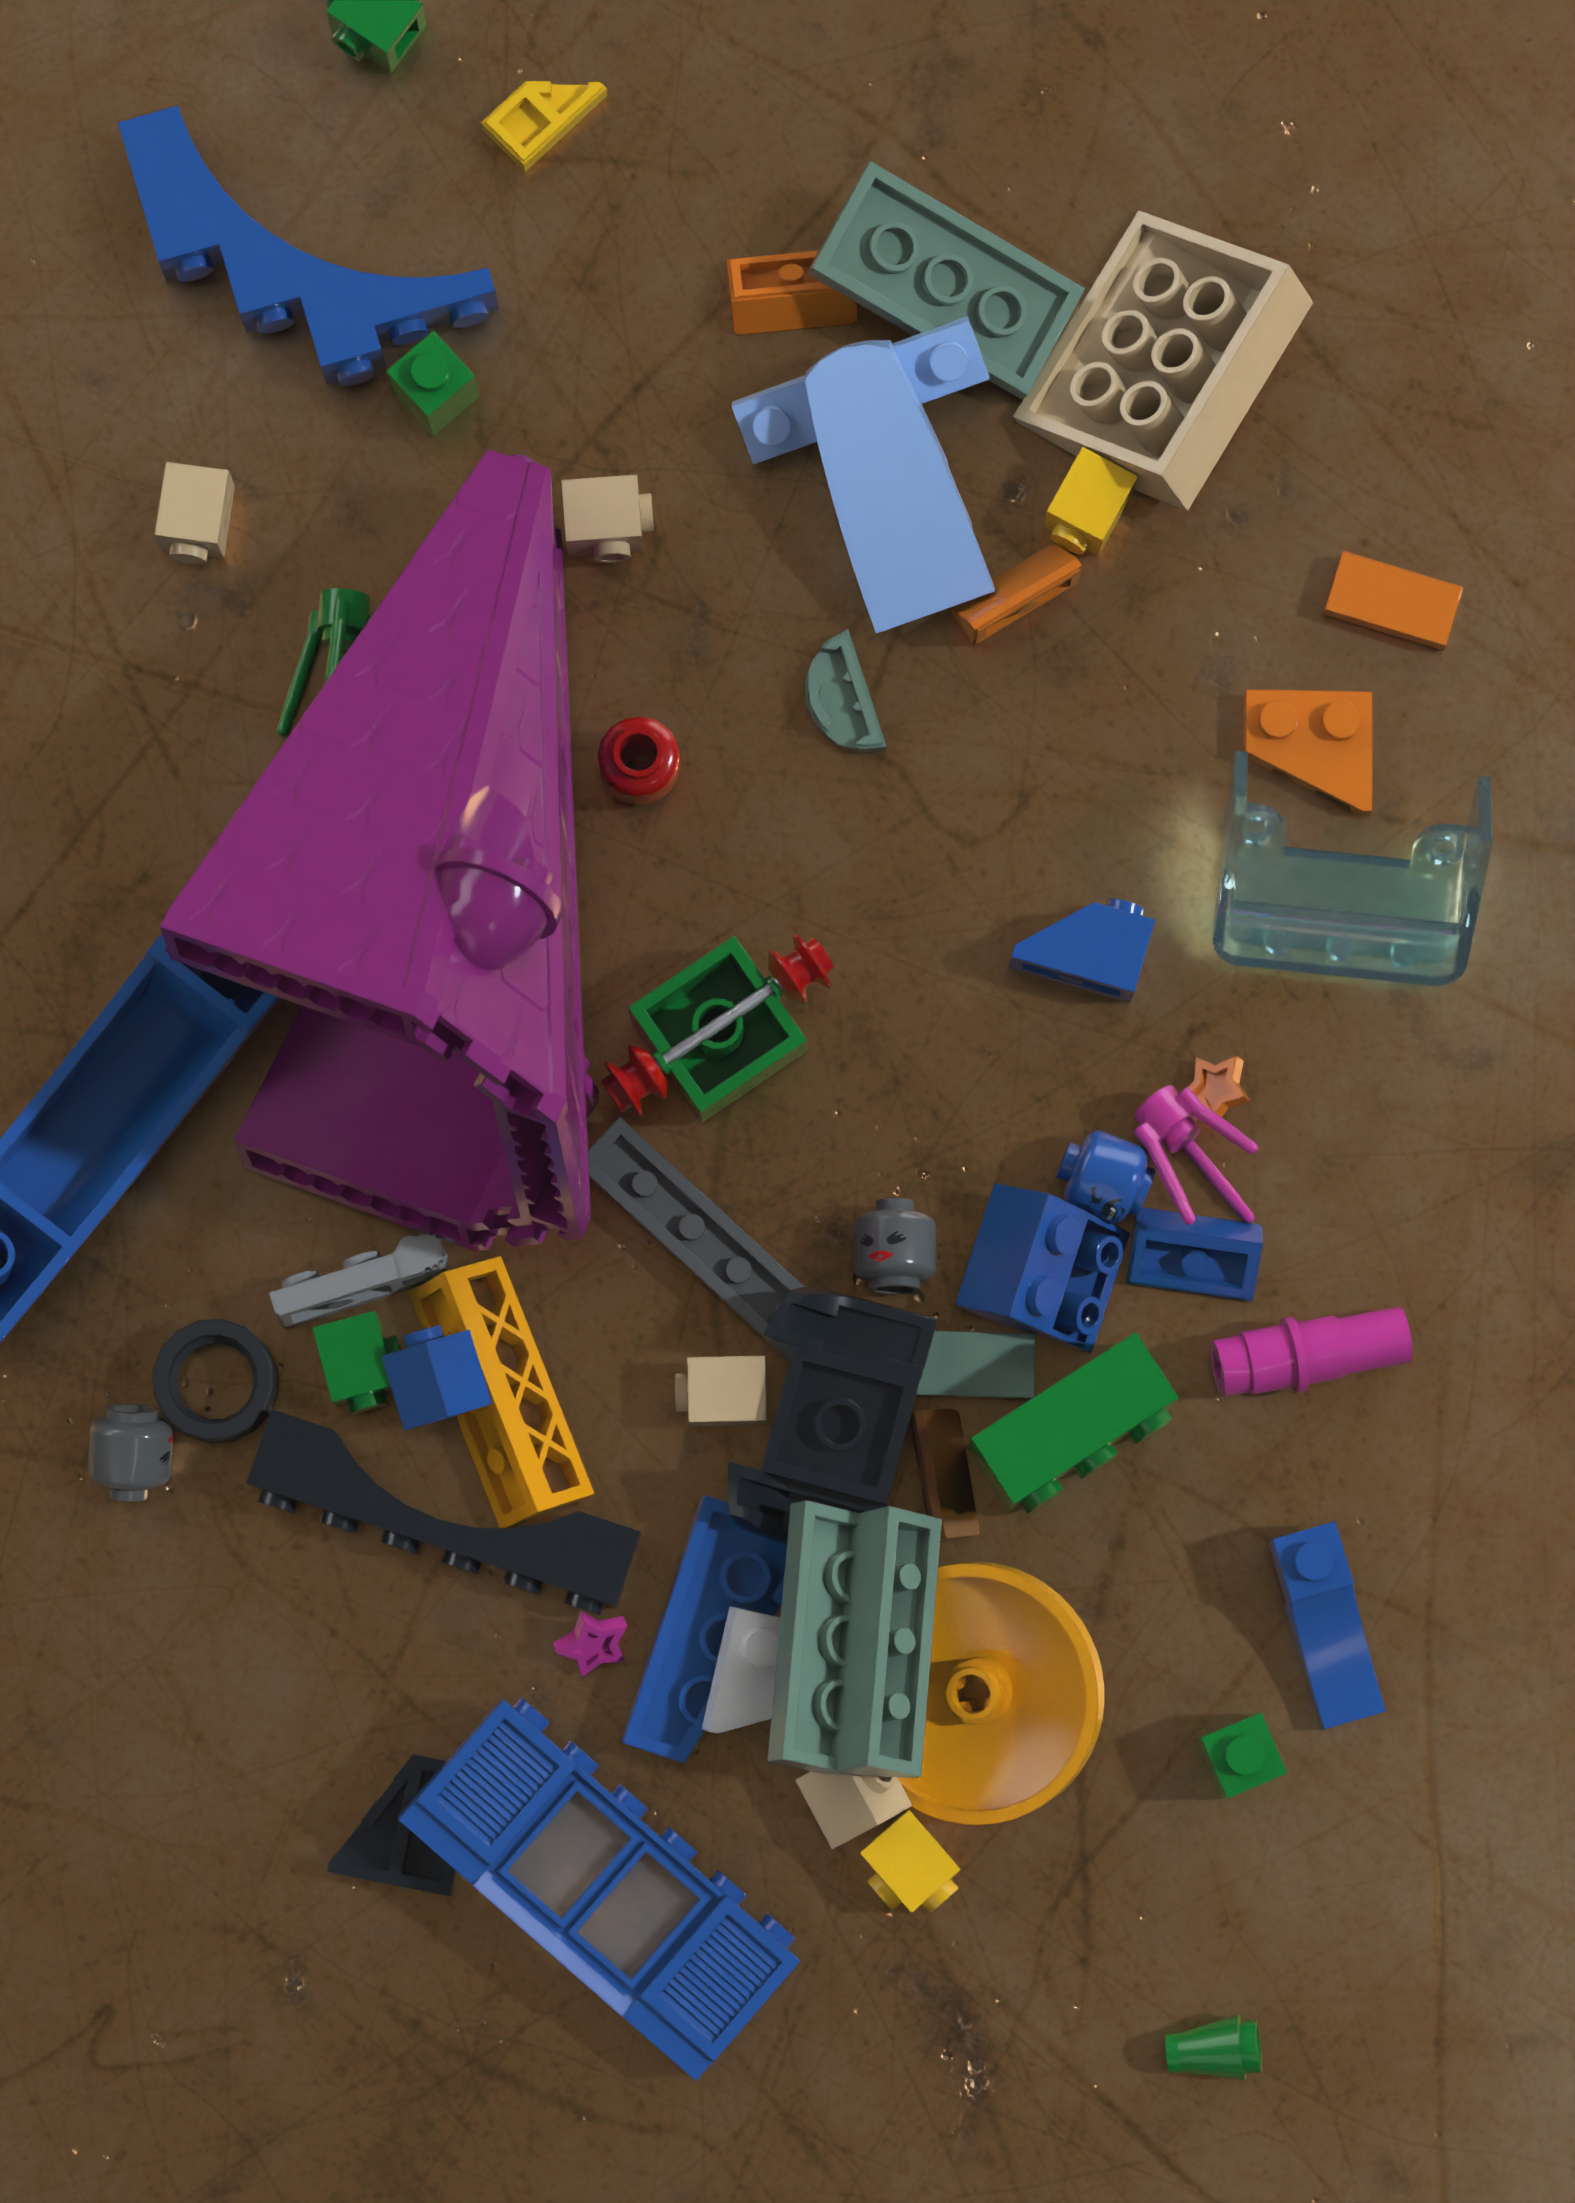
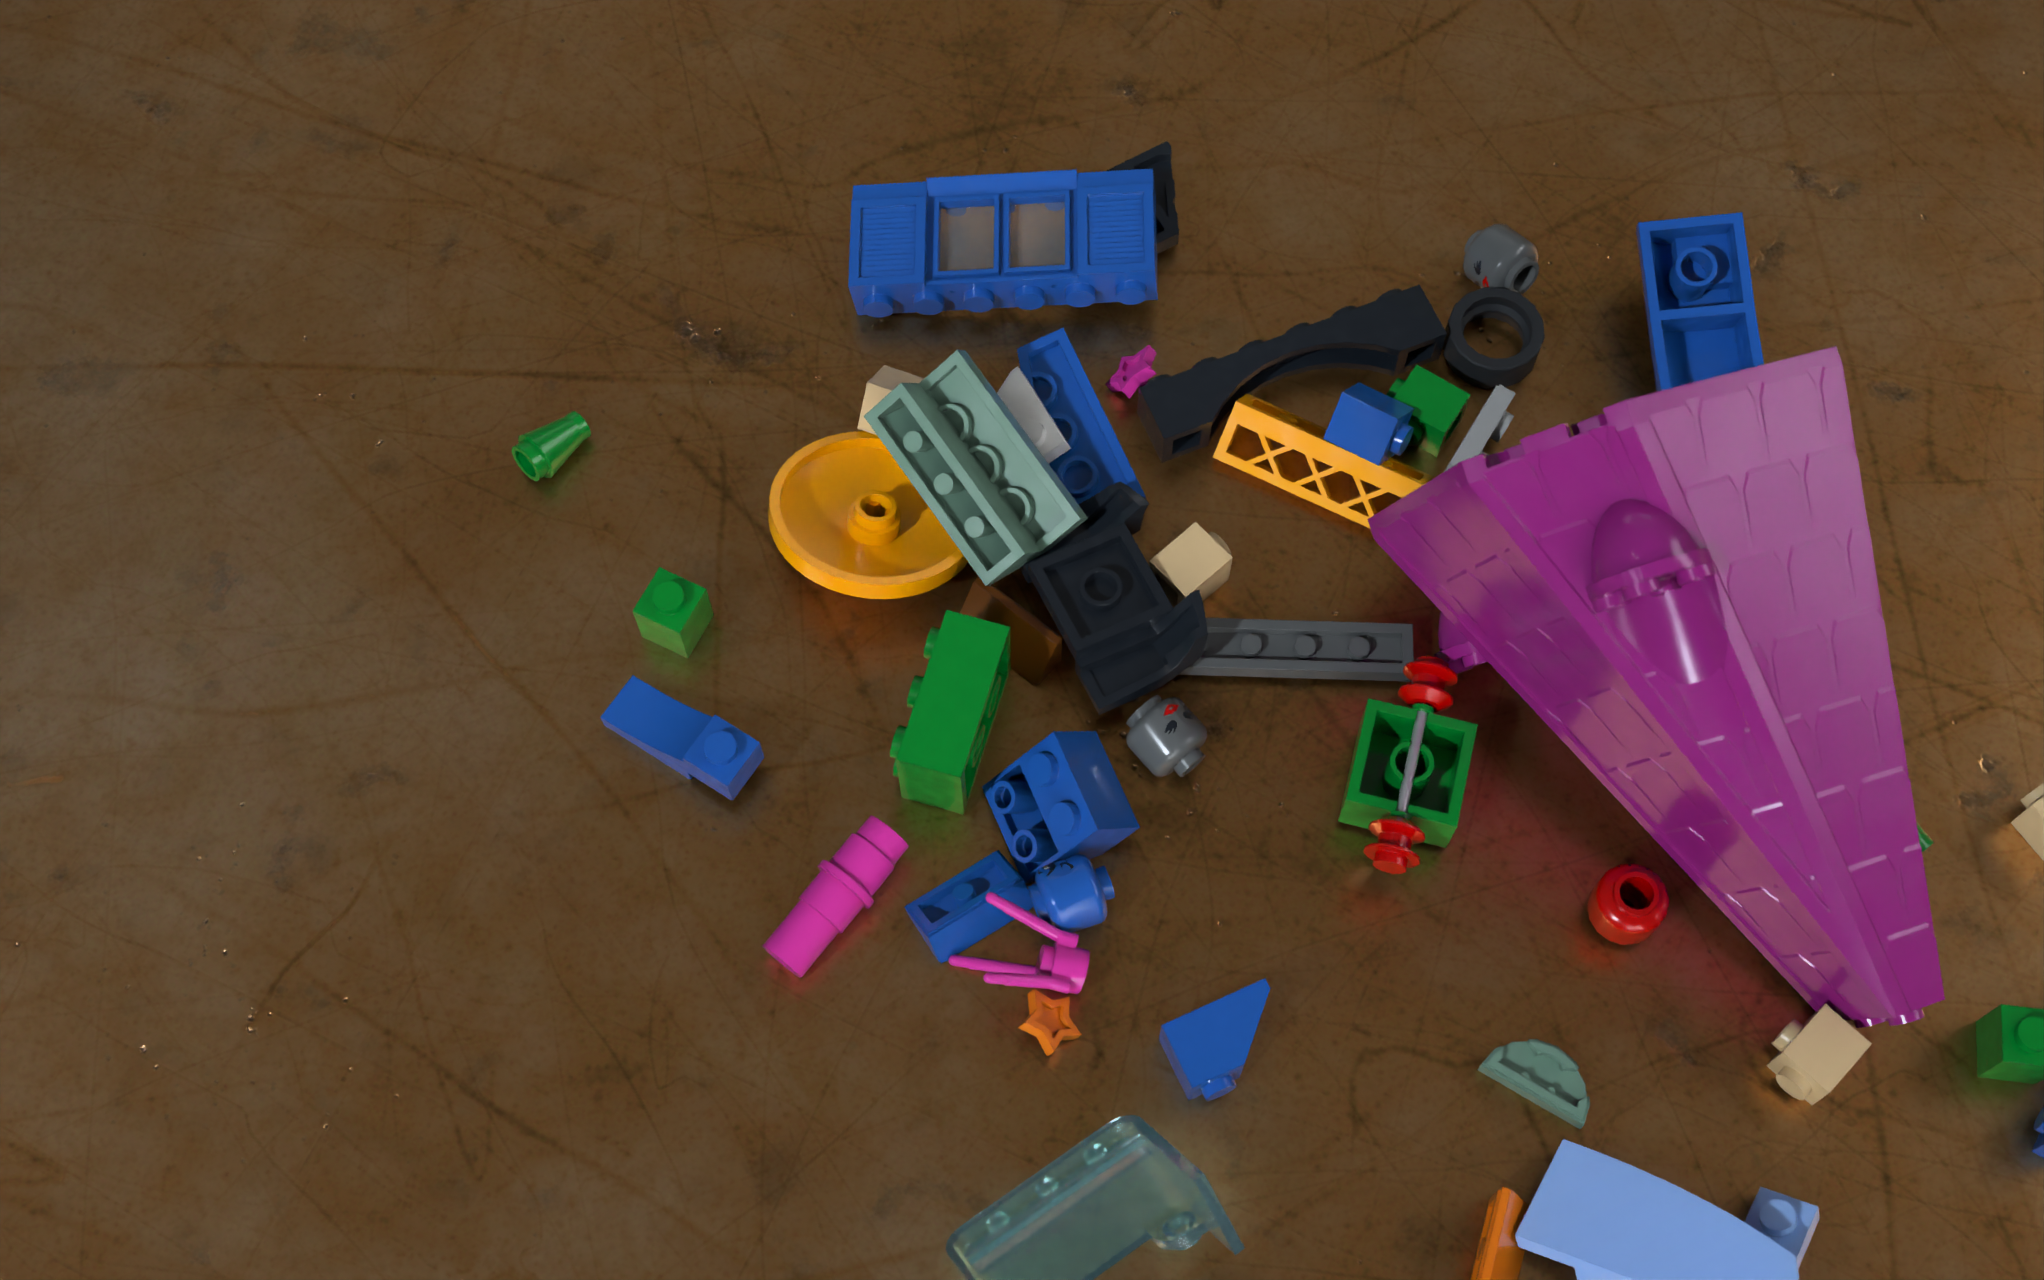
camera: 140 degrees right, 15 degrees down
(910, 1866) = (828, 398): yellow brick -> none
(979, 1366) = (1054, 707): sand green tile -> none

